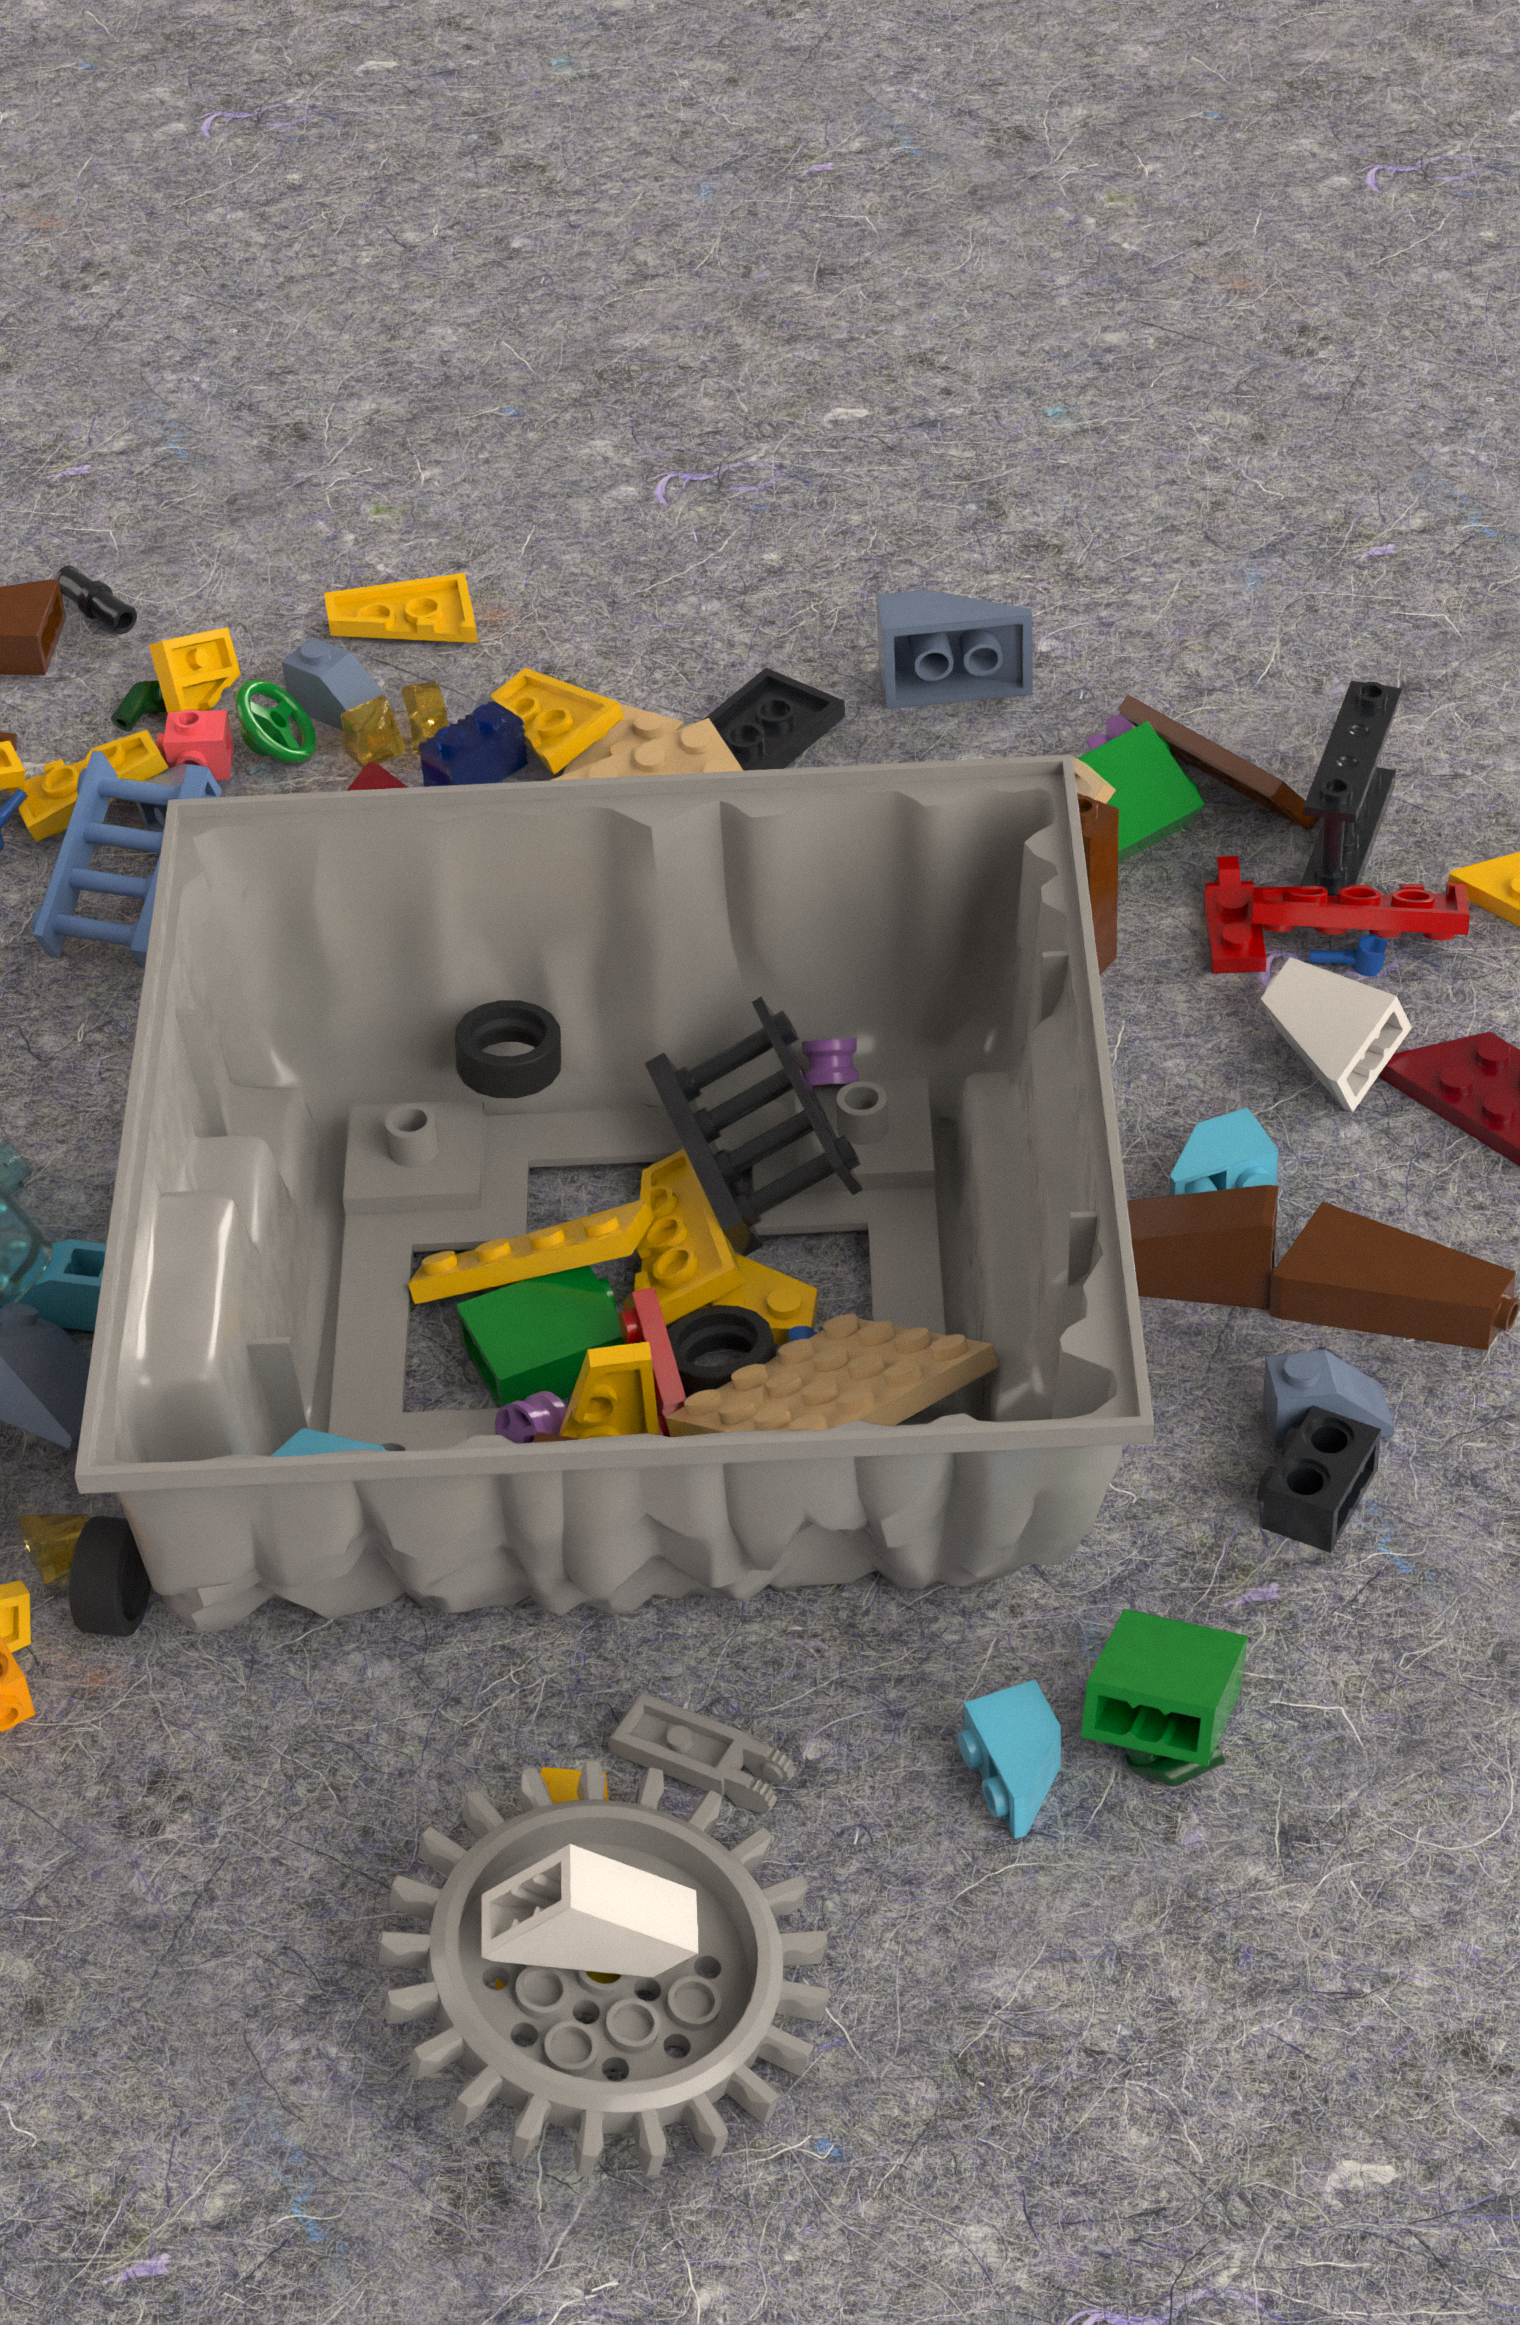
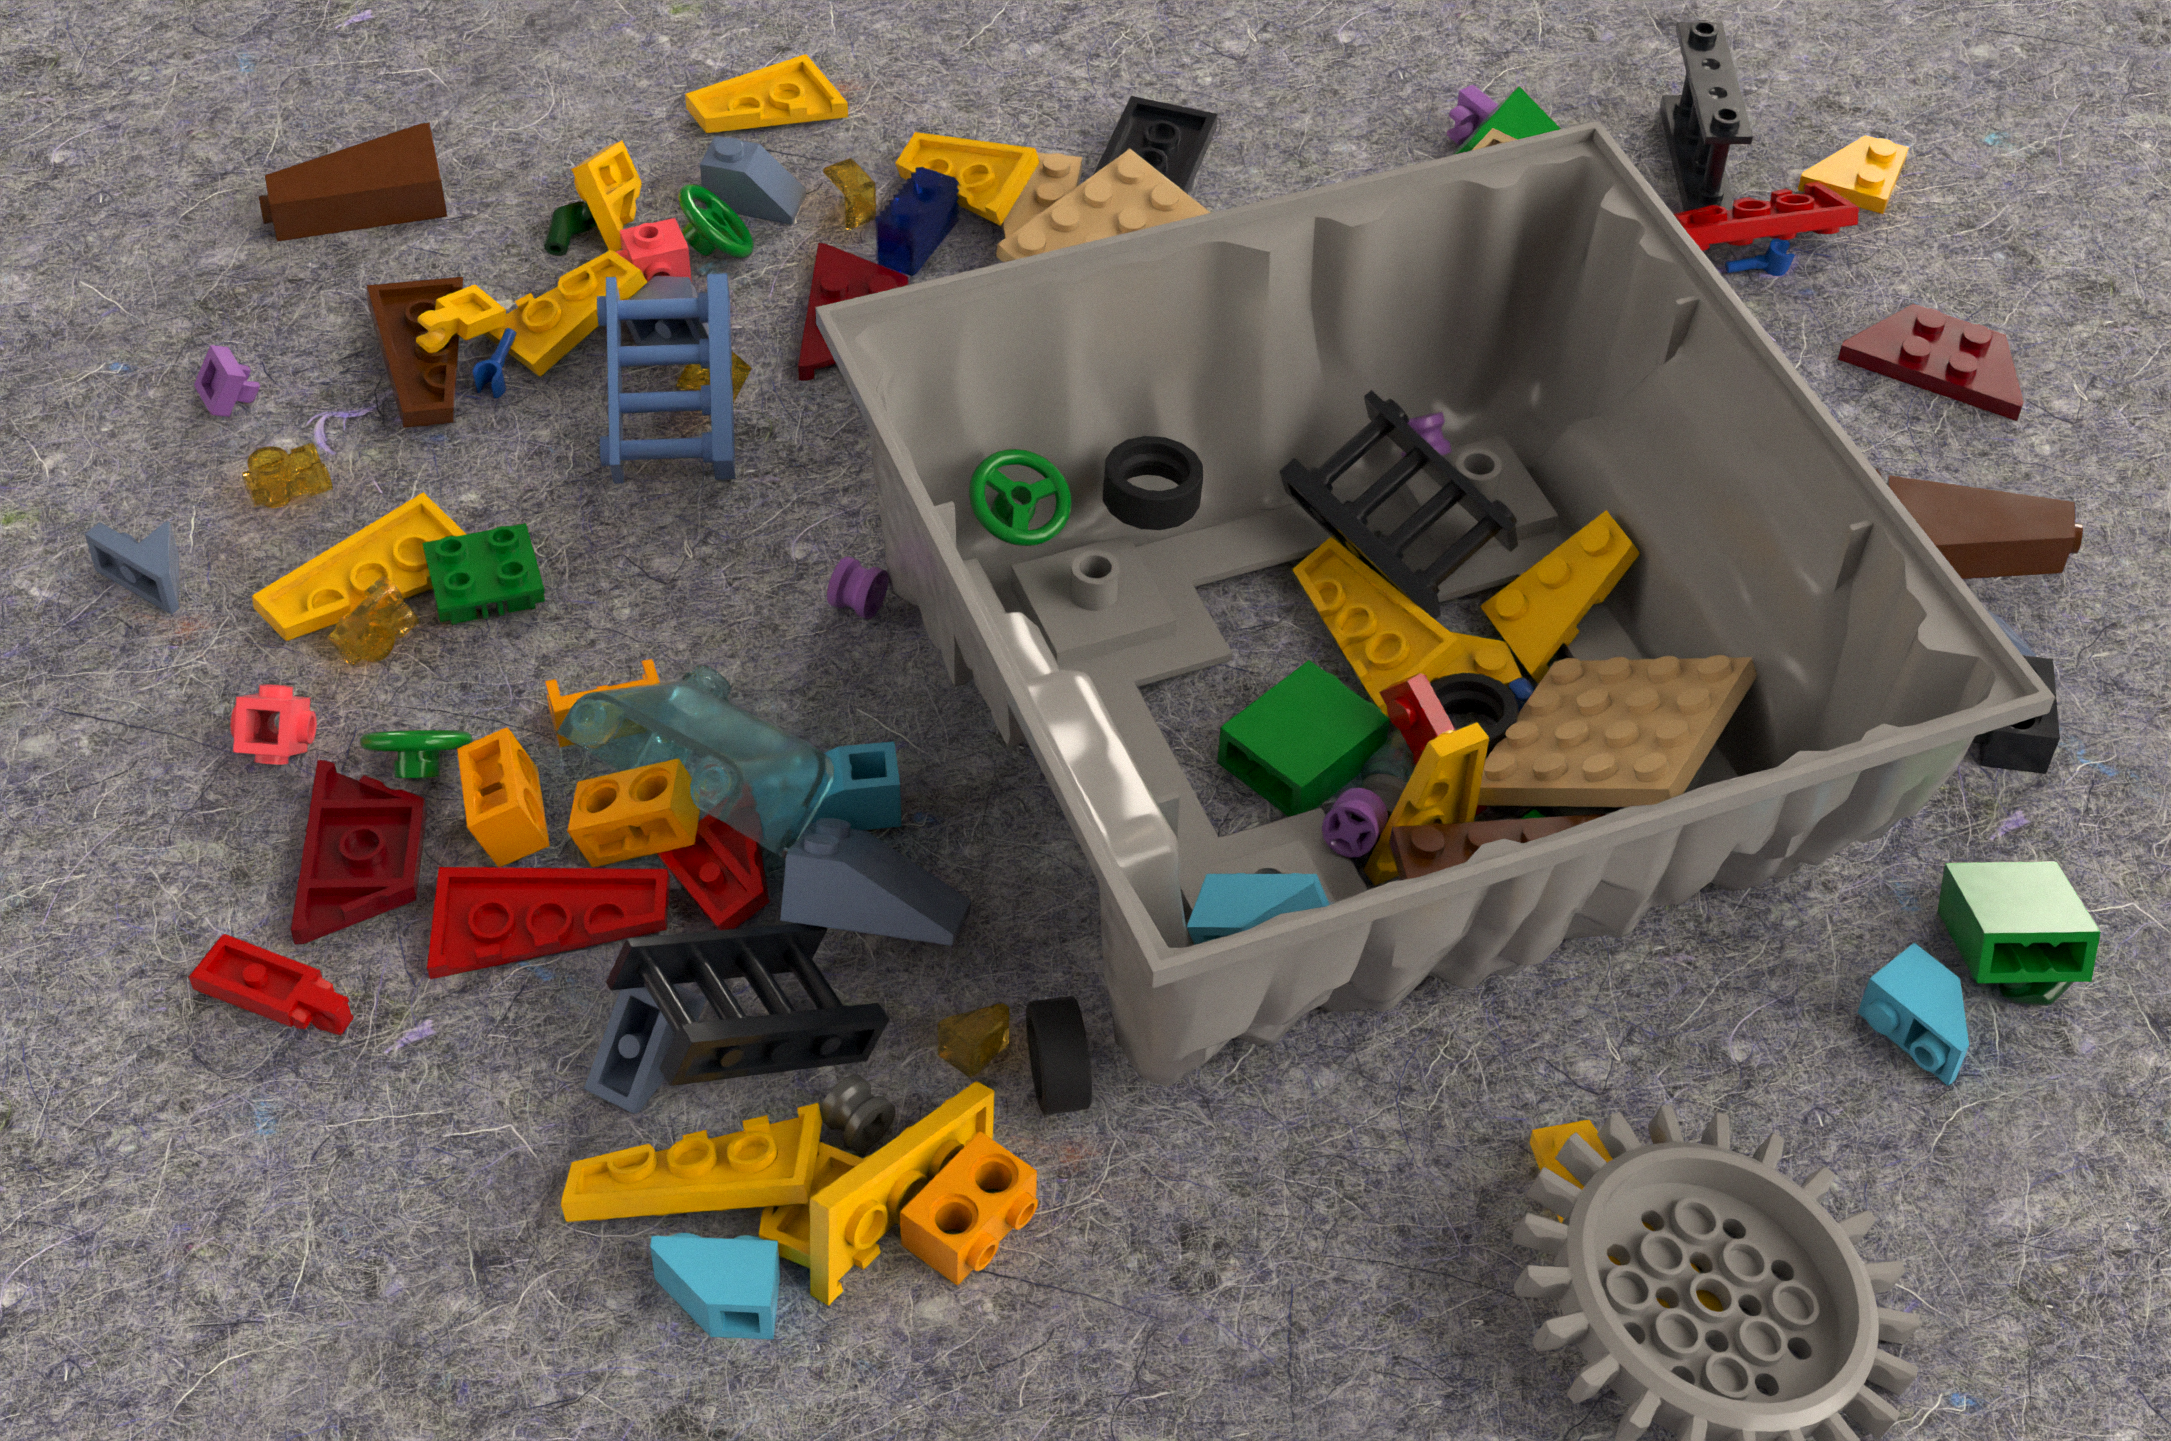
camera: 25 degrees left, 5 degrees up
(96, 600) = (465, 137): black pin -> none
(363, 1060) = (1008, 519): none -> green piece
(372, 732) = (806, 217): clear yellow slope -> none
(534, 1254) = (1269, 659): yellow wing -> none
(589, 1917) = (1715, 1258): white slope -> none
(700, 1752) = (1658, 1078): light grey hinge -> none
(869, 1253) = (1553, 595): none -> yellow wing
(951, 649) = (1289, 52): sand blue slope -> none
(1221, 763) = (1629, 129): reddish brown tile -> none
(1336, 1026) = (1806, 320): white slope -> none

